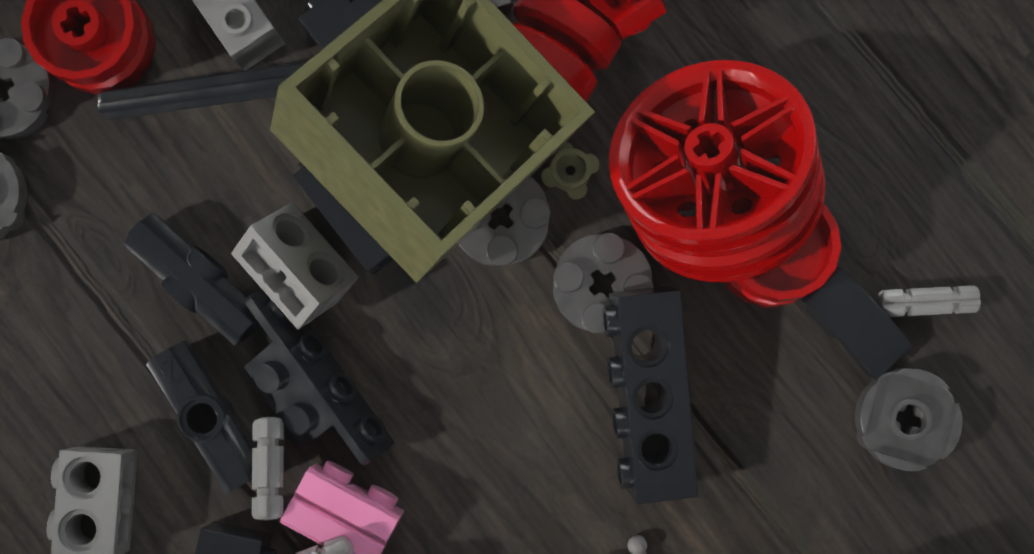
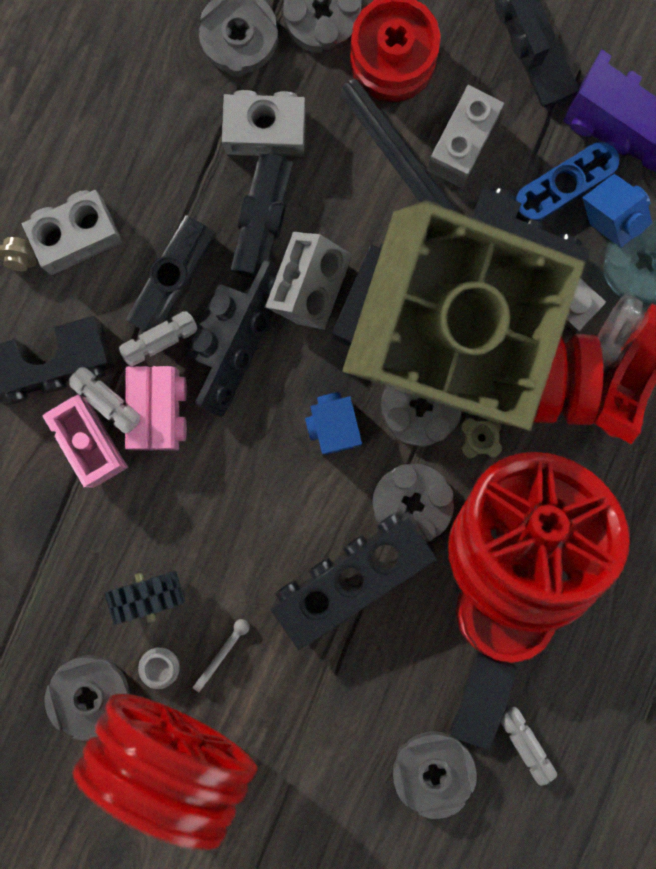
camera: 65 degrees right, 0 degrees up
(119, 210) = (283, 138): none -> light grey brick
(468, 323) = (333, 424): none -> blue brick

